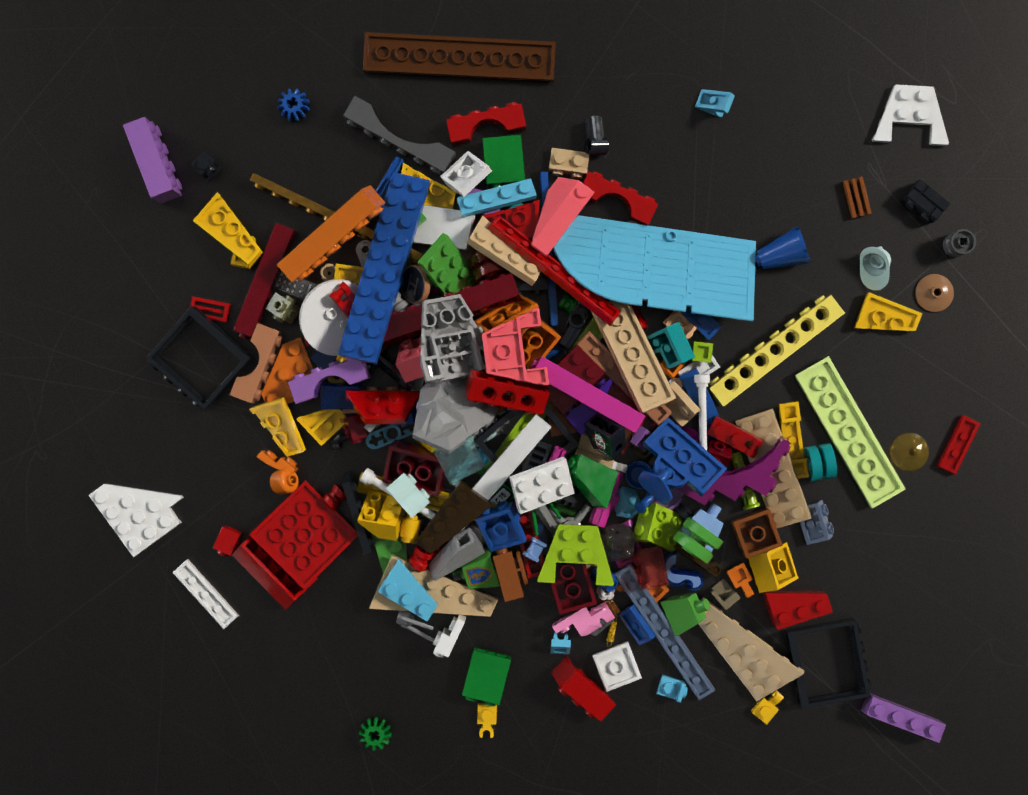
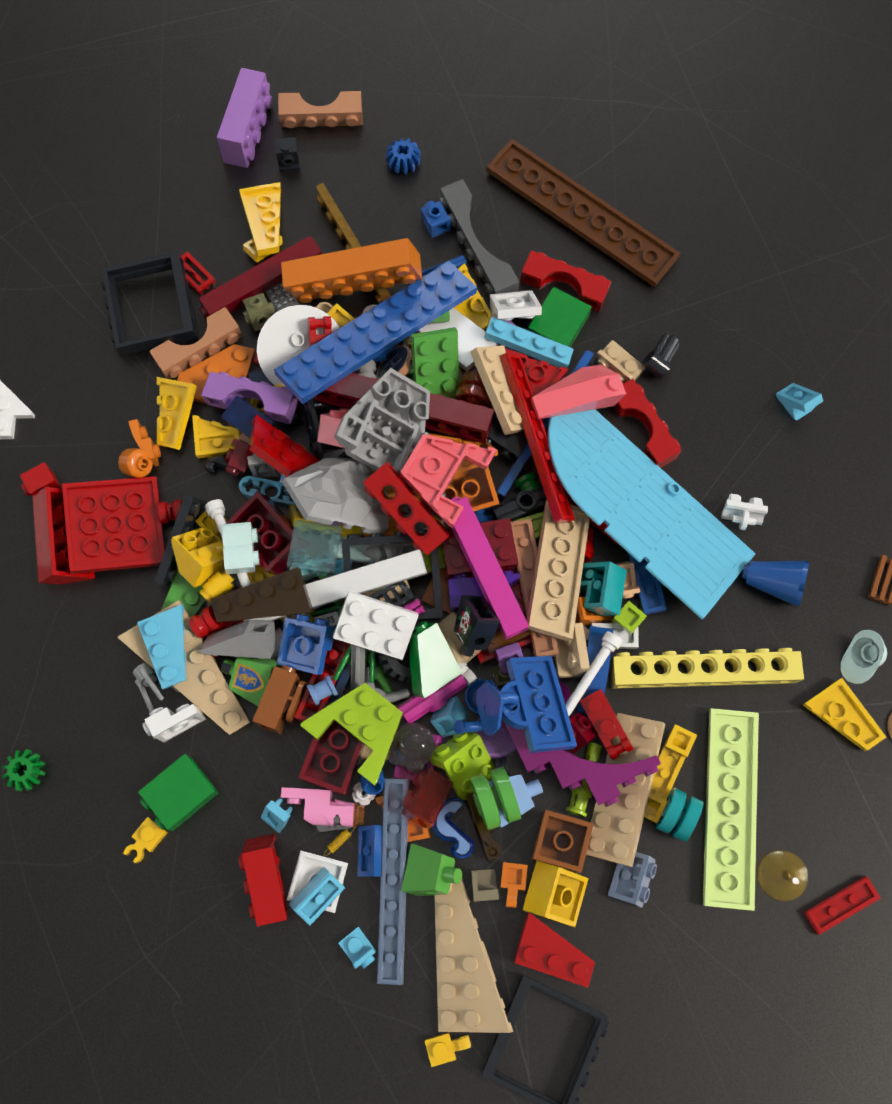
camera: 30 degrees right, 15 degrees down
(221, 97) = (342, 112): none -> nougat arch
(361, 142) = (435, 218): none -> blue brick
(623, 676) = (316, 896): none -> medium azure slope
(731, 218) = (744, 513): none -> white hips

